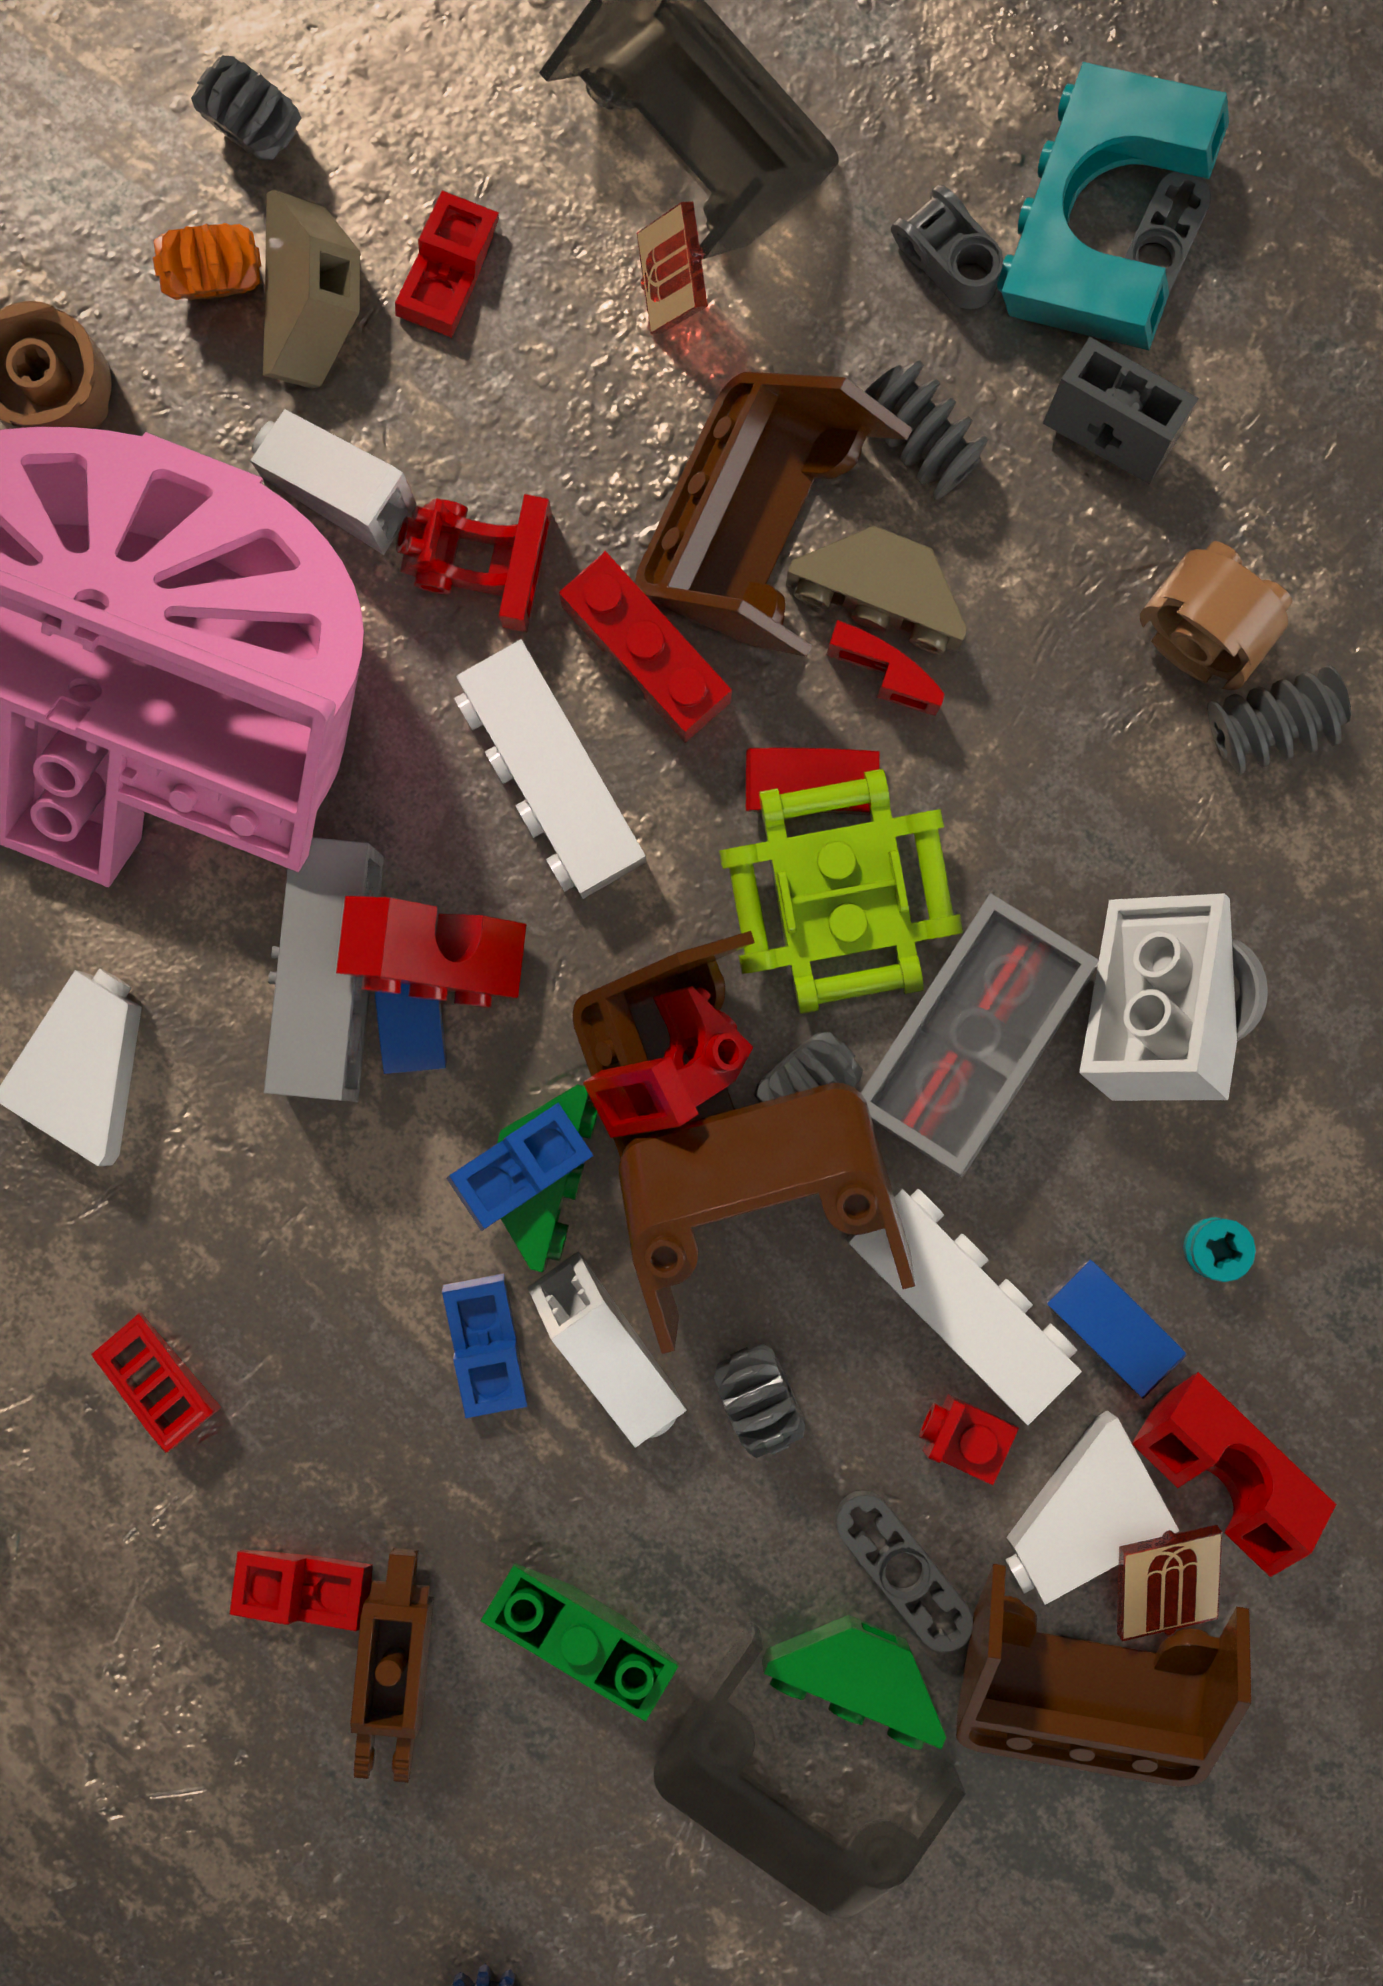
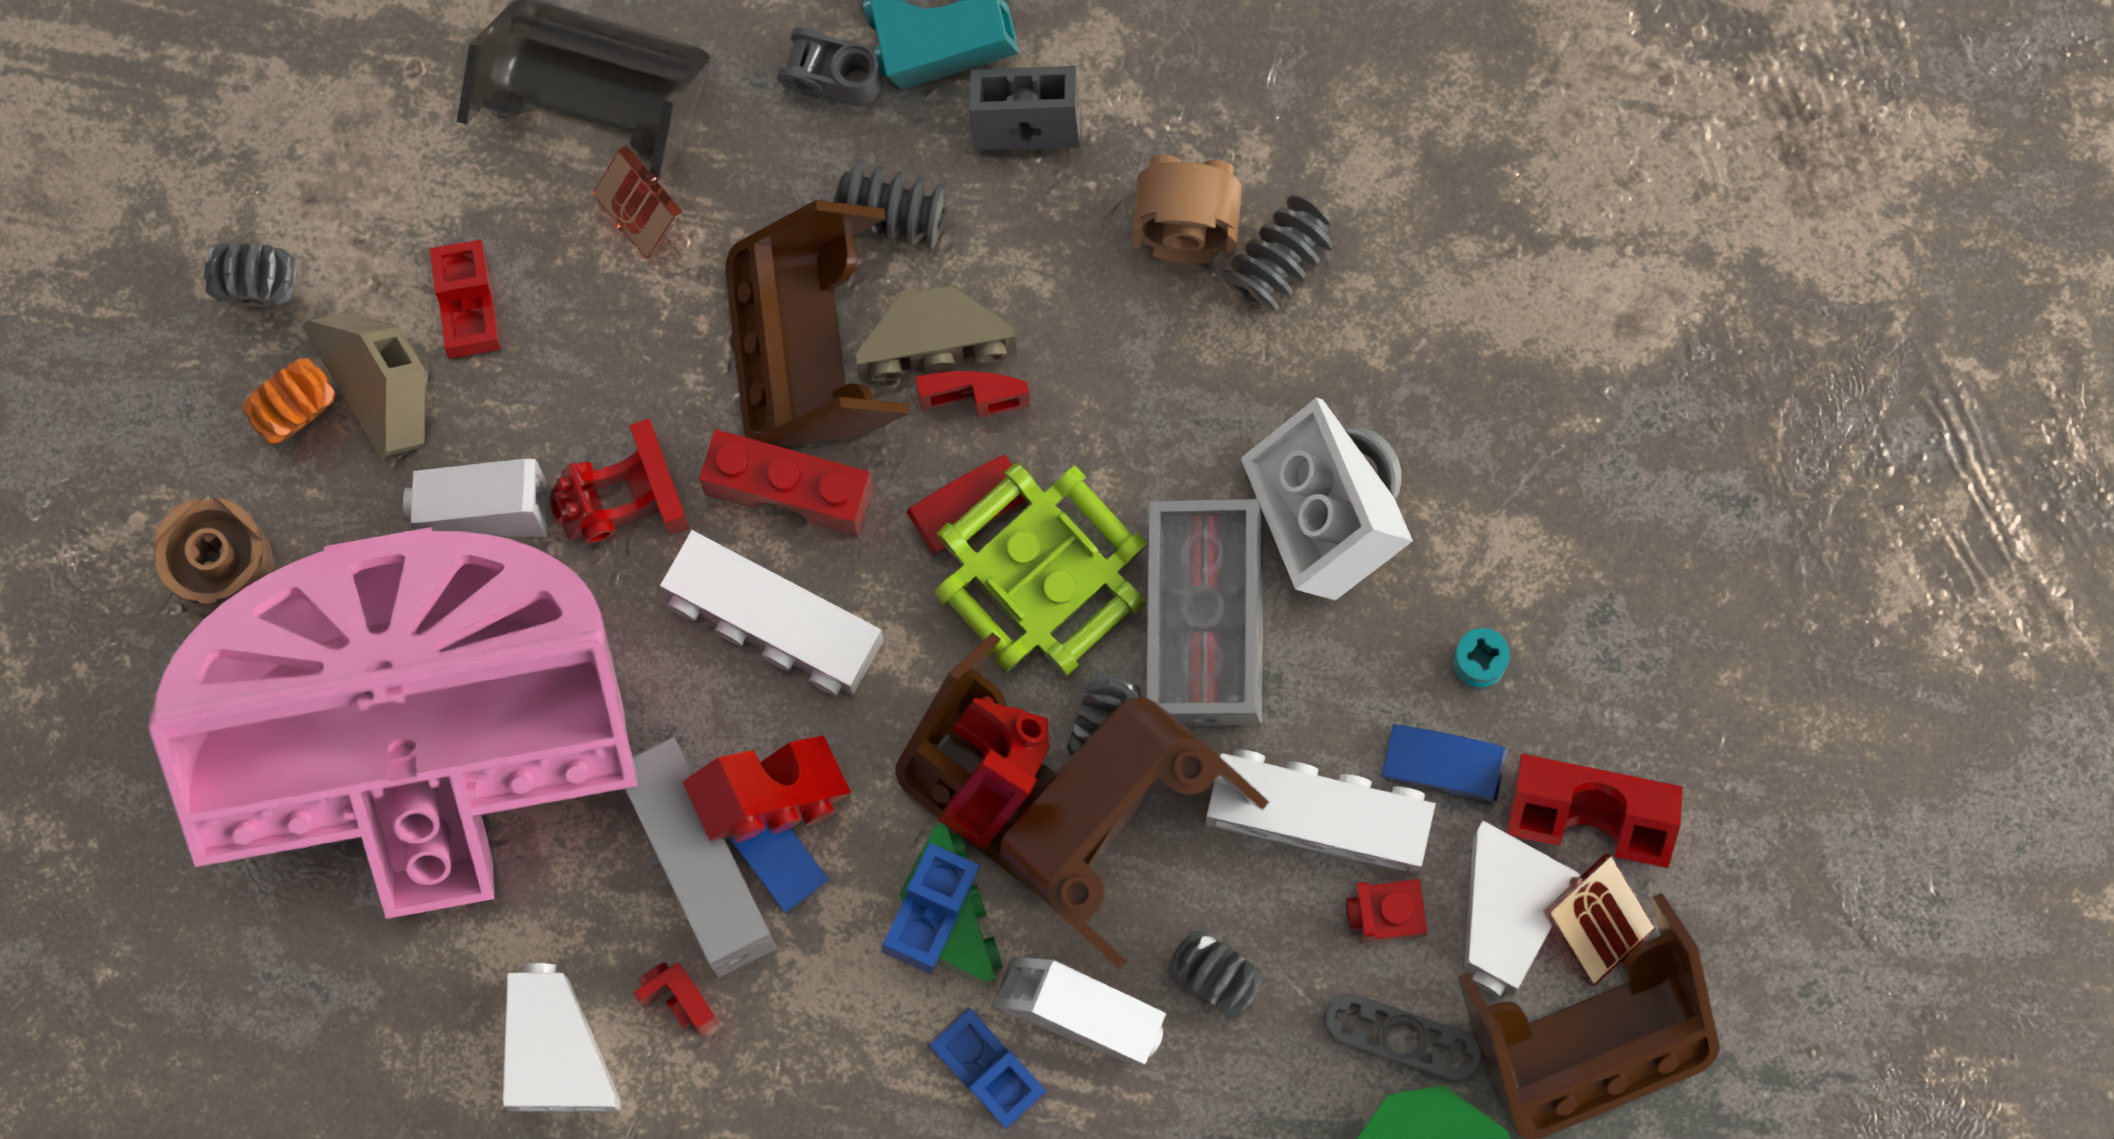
camera: 30 degrees left, 10 degrees down
(237, 1103) = (686, 1004): none -> red bracket

